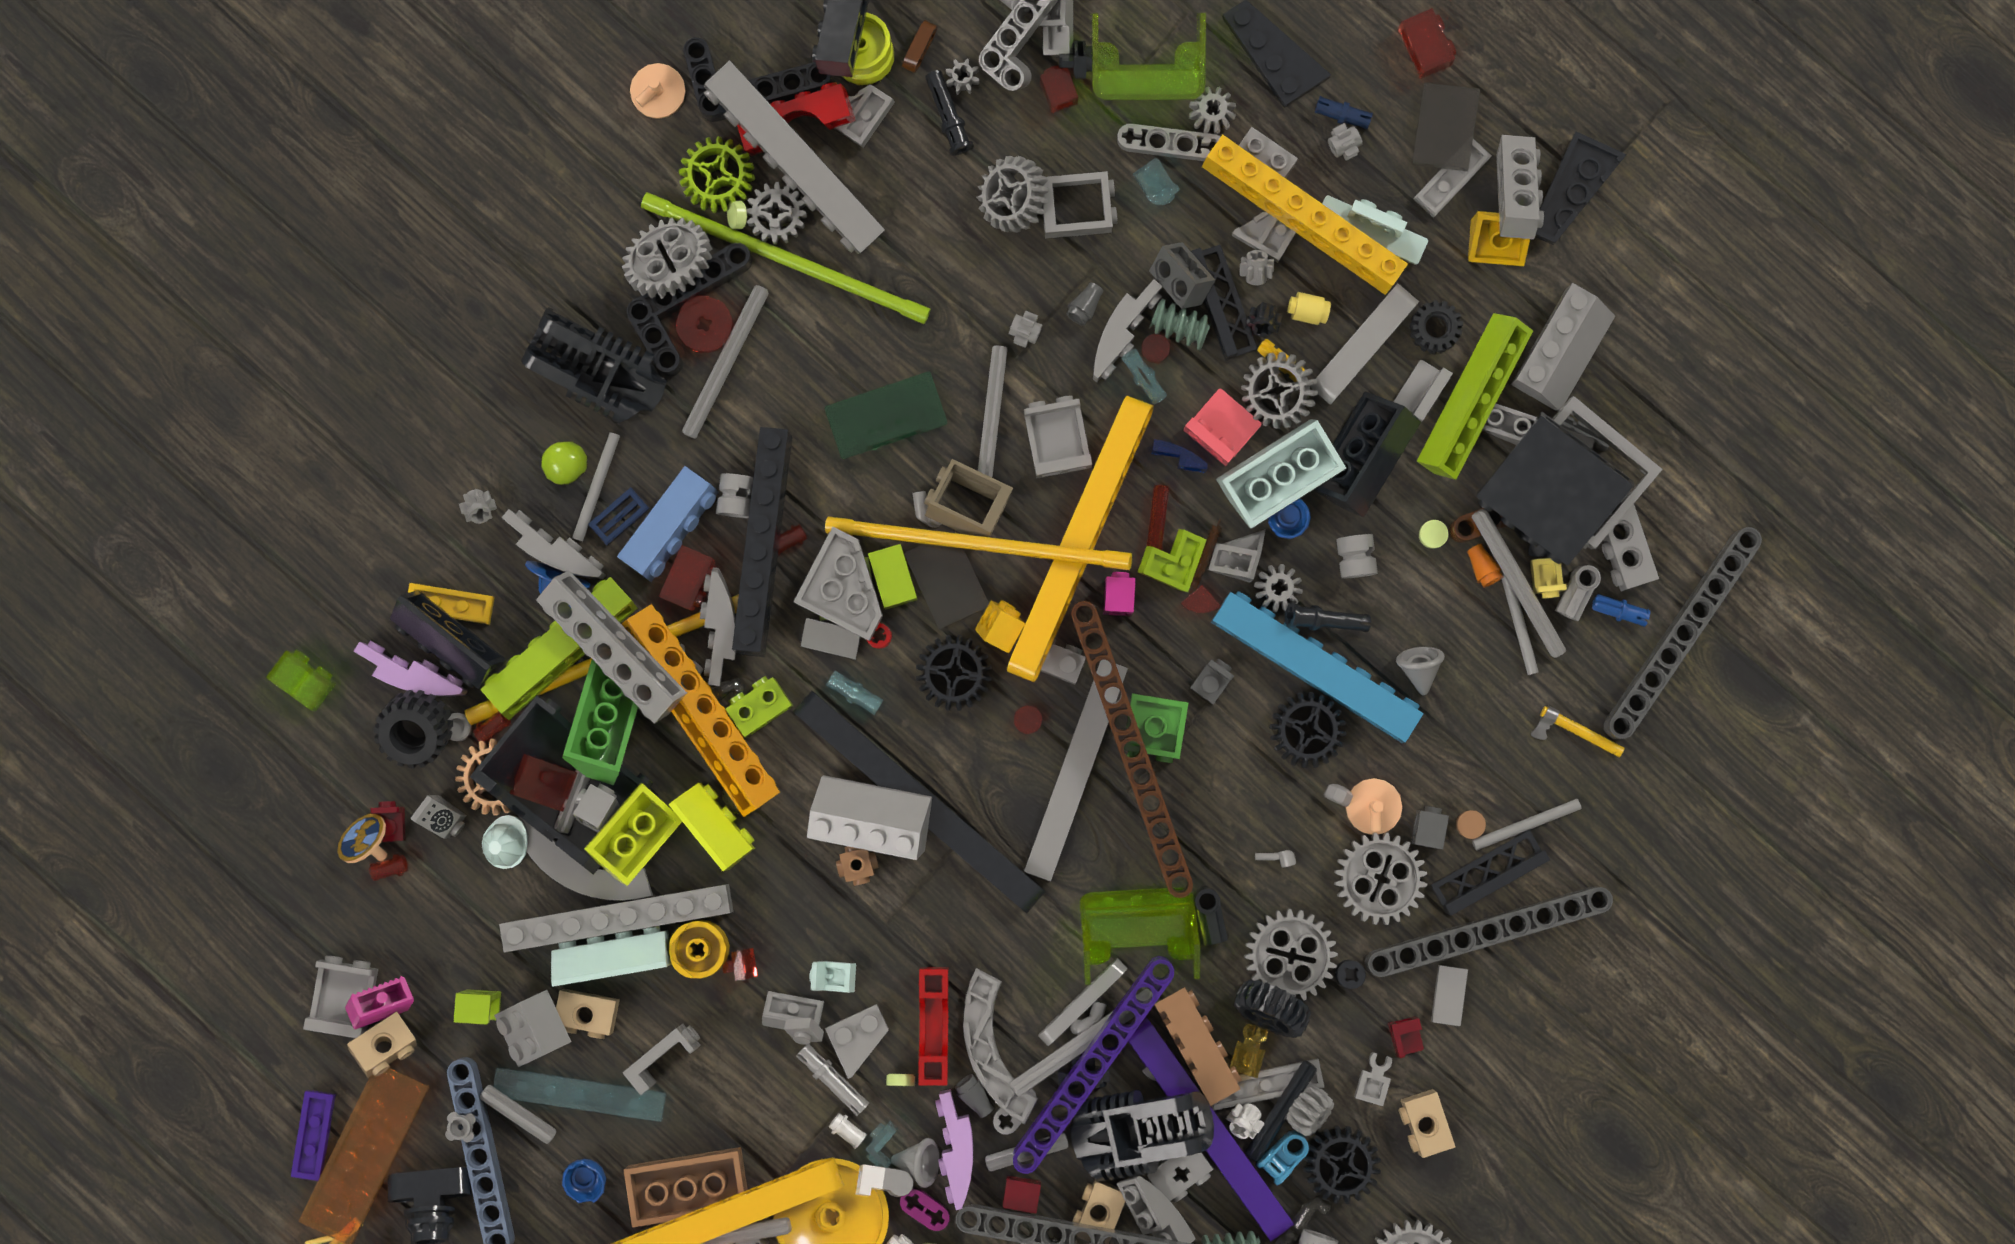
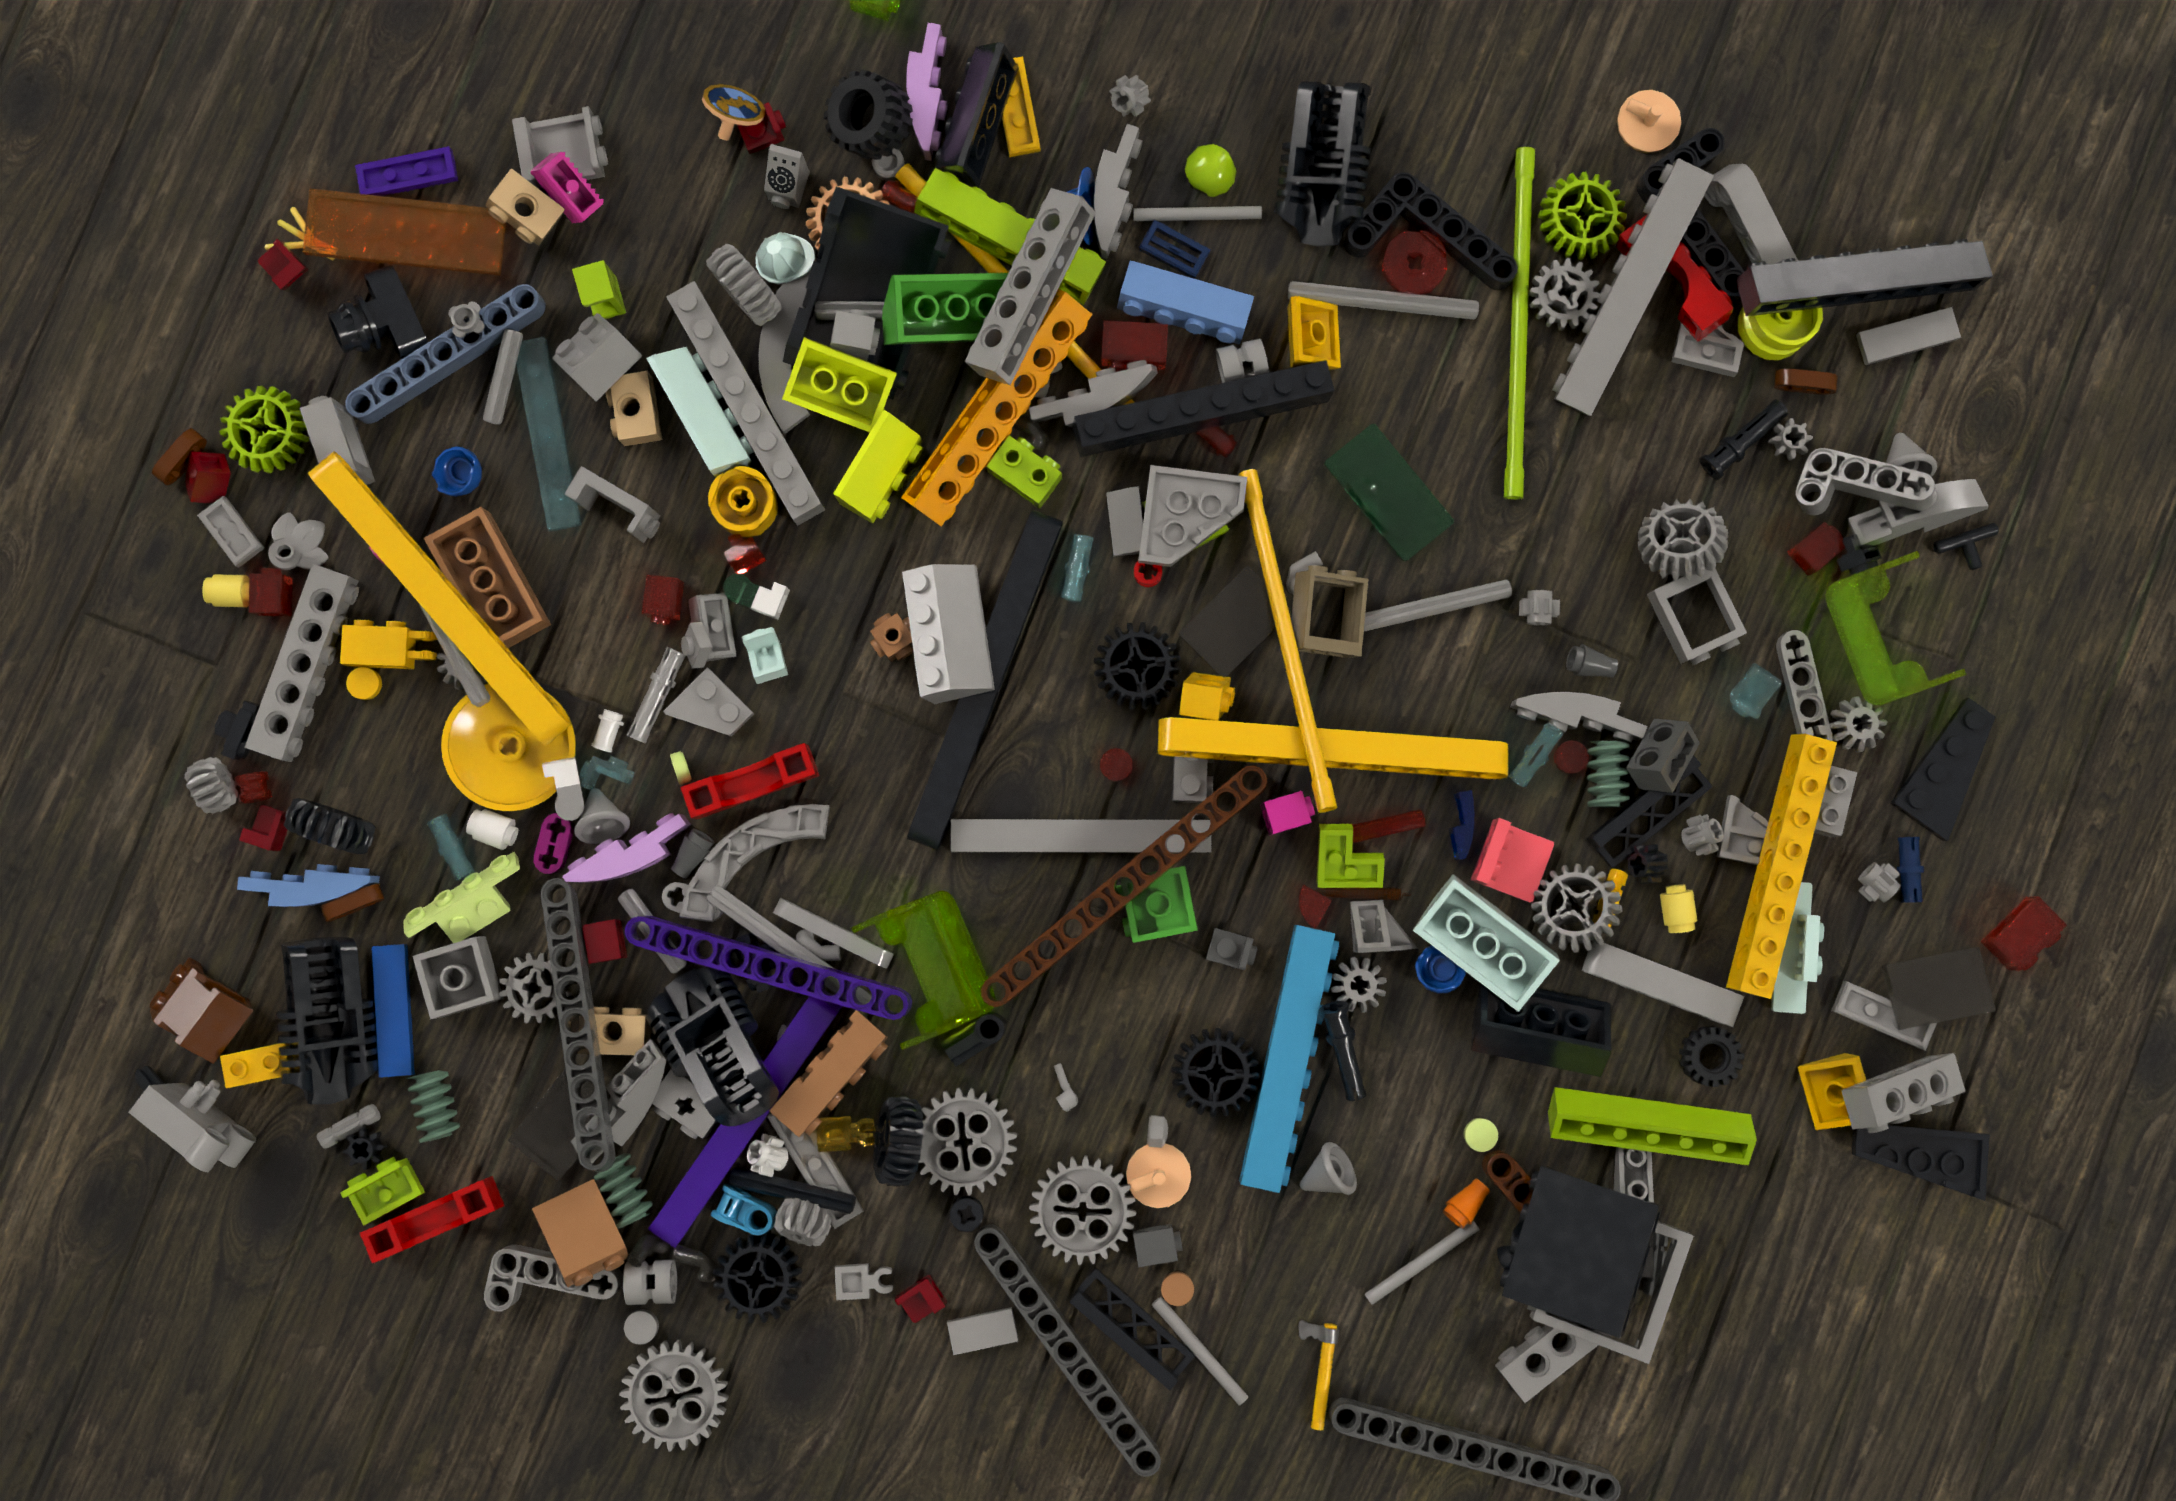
camera: 75 degrees right, 0 degrees up
(389, 867) = (718, 153): clear red pin -> none
(517, 883) = (744, 284): none -> light grey gear
(543, 782) = (859, 270): clear red plate -> none
(686, 247) = (1489, 211): light grey gear -> none
(732, 428) = (1313, 332): none -> yellow slope
(737, 215) = (1546, 253): yellowish green tile -> none
(754, 1045) = (662, 599): none -> clear red brick
(769, 40) = (1749, 213): none -> light grey beam
(774, 975) = (754, 597): none -> leg
(892, 576) = (1217, 562): lime panel -> none
(1057, 437) = (1434, 685): light grey panel -> none
(1357, 556) = (1425, 1058): light grey wheel -> none
(1422, 388) = (1637, 1065): light grey panel -> none
(1438, 1137) = (825, 1373): tan brick -> none
(1518, 583) = (1462, 1248): light grey axle -> none
(1547, 578) = (1479, 1277): light yellow bracket -> none
(1564, 347) = (1742, 1207): light grey slope -> none
(1577, 595) = (1473, 1316): light grey piece -> none
(1621, 610) = (1474, 1372): blue axle -> none

